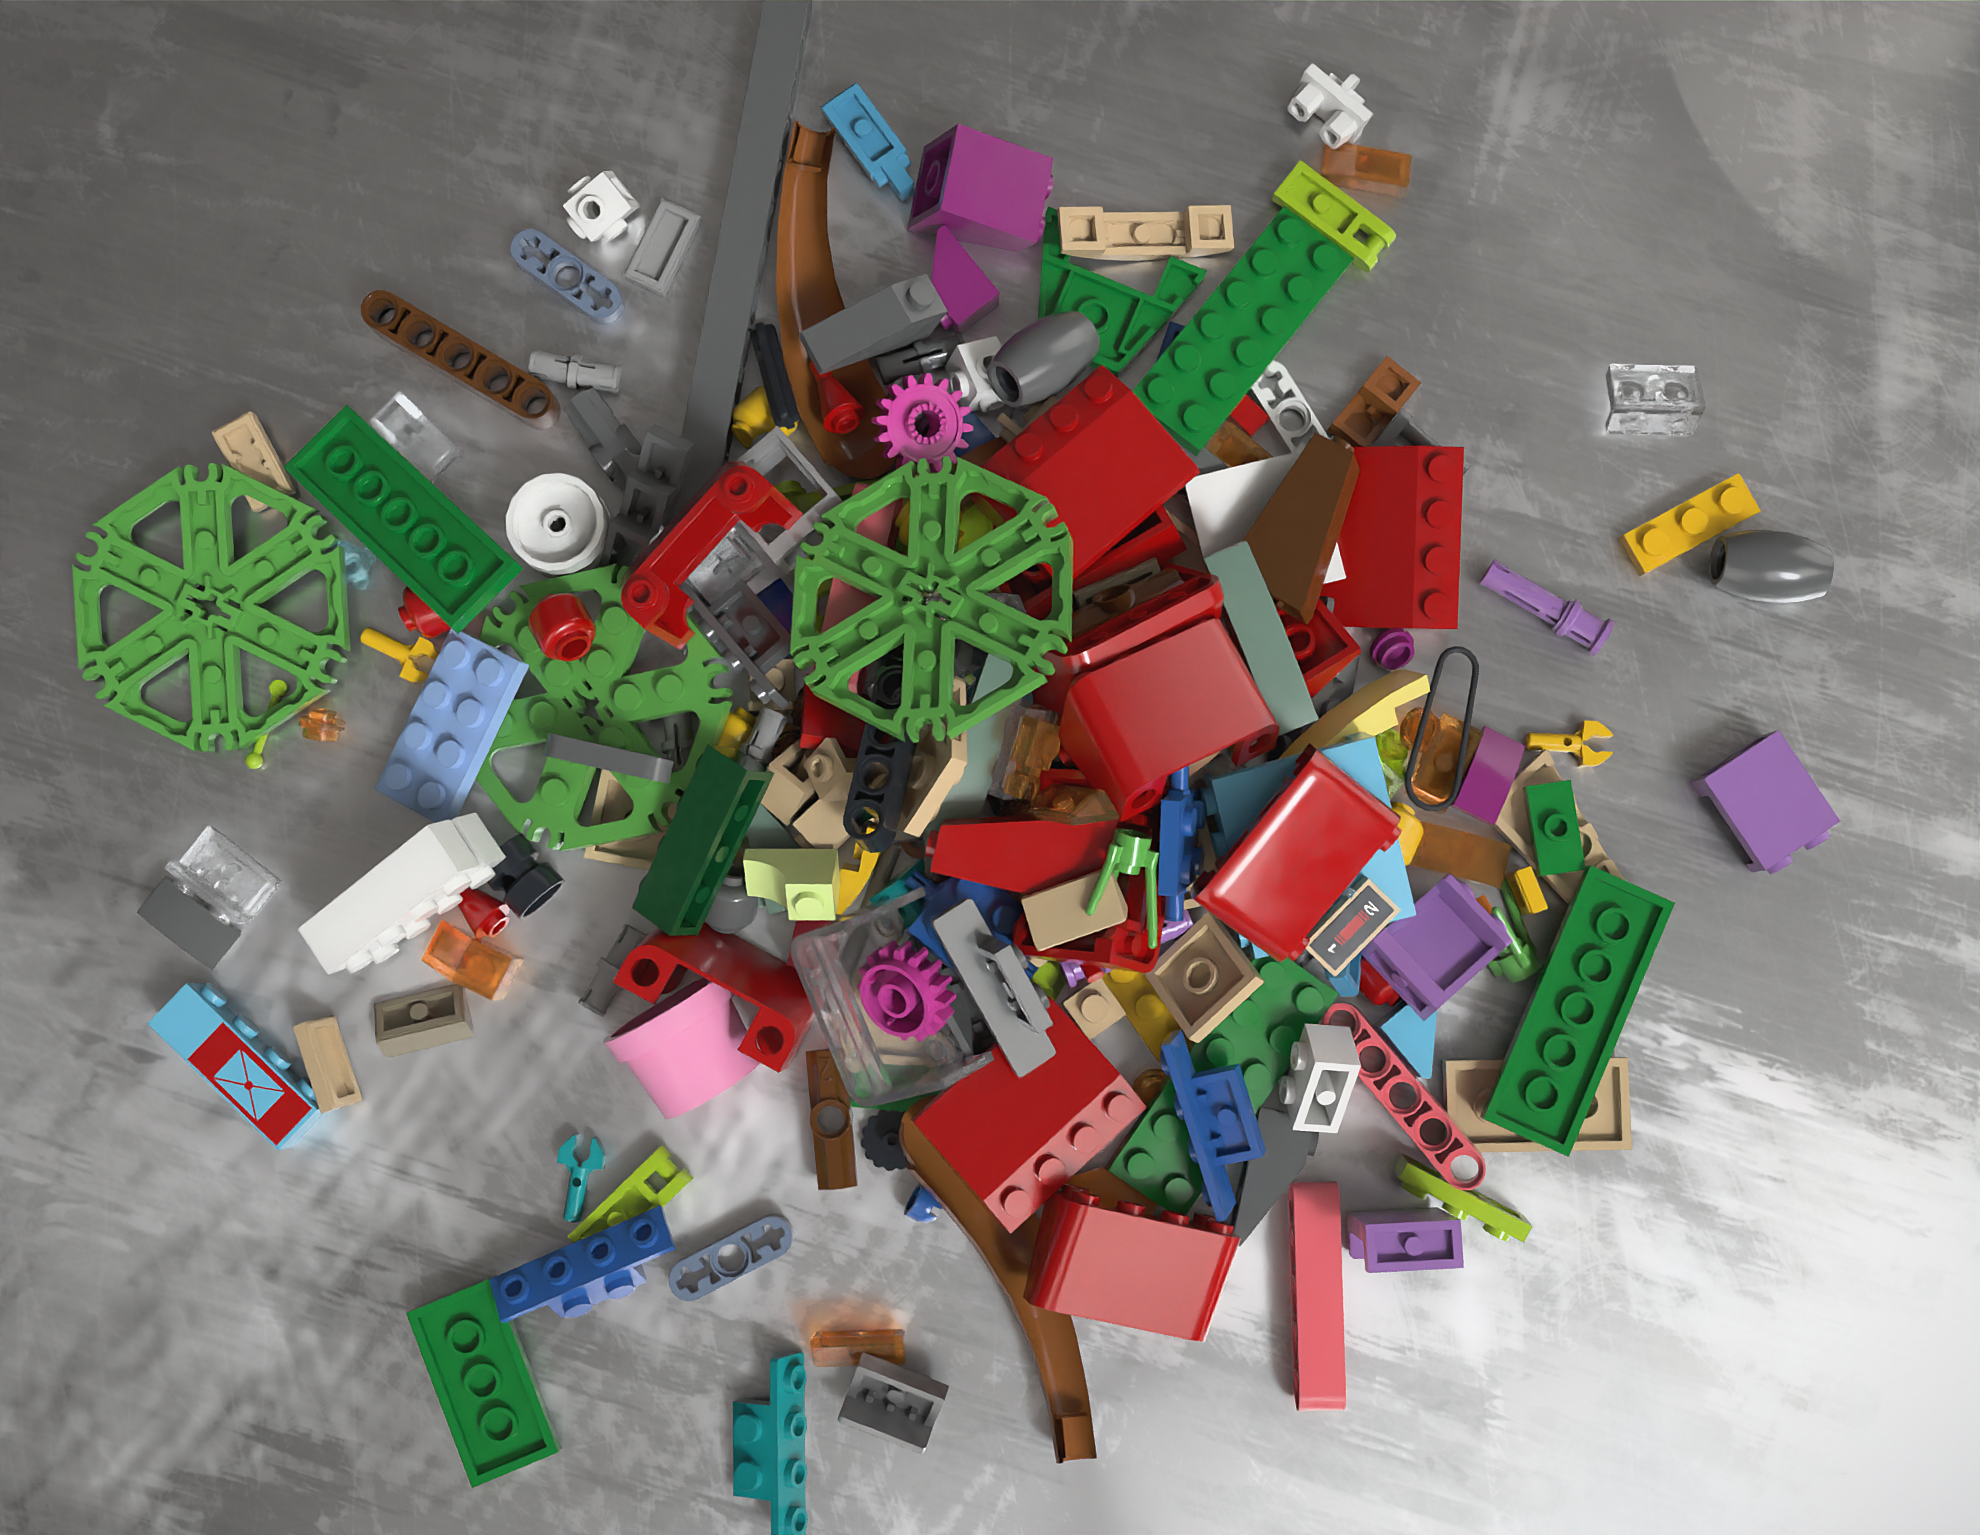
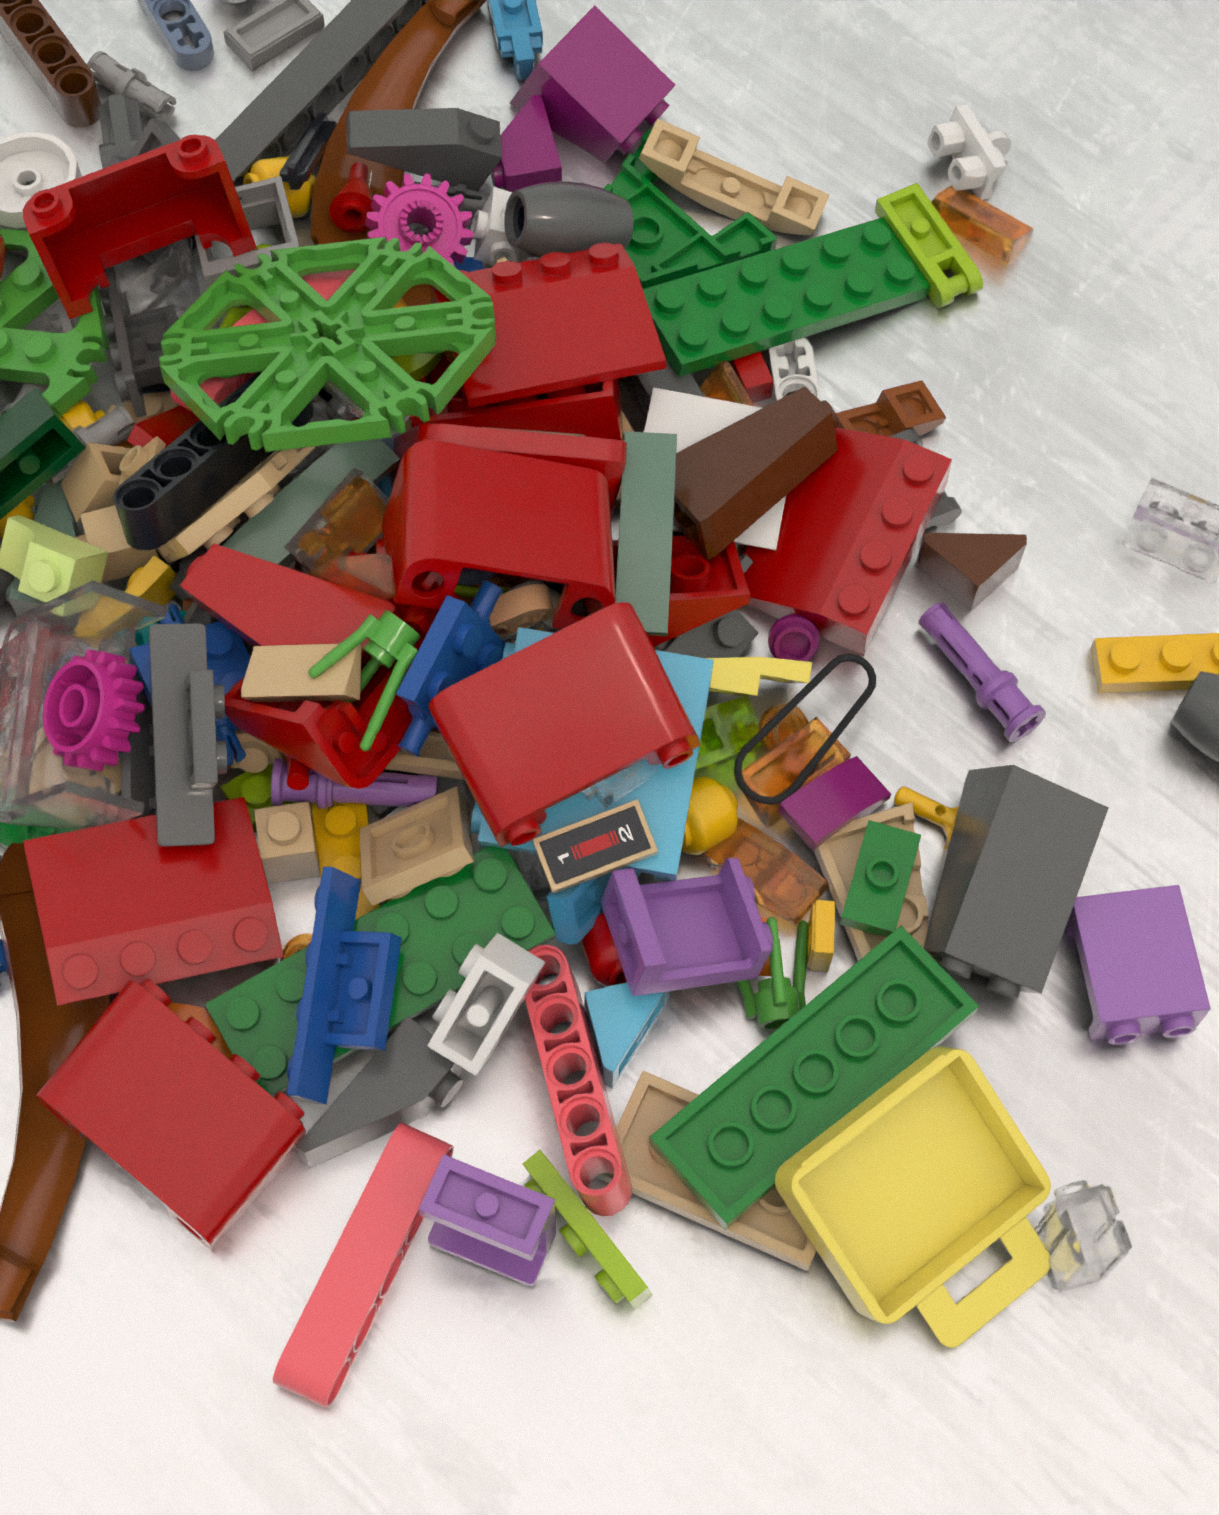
camera: 25 degrees right, 20 degrees down
(1505, 516) = (970, 563): none -> reddish brown slope
(1652, 783) = (1011, 877): none -> dark grey slope
(1689, 1064) = (917, 1192): none -> light yellow piece
(1817, 1043) = (1082, 1235): none -> clear brick

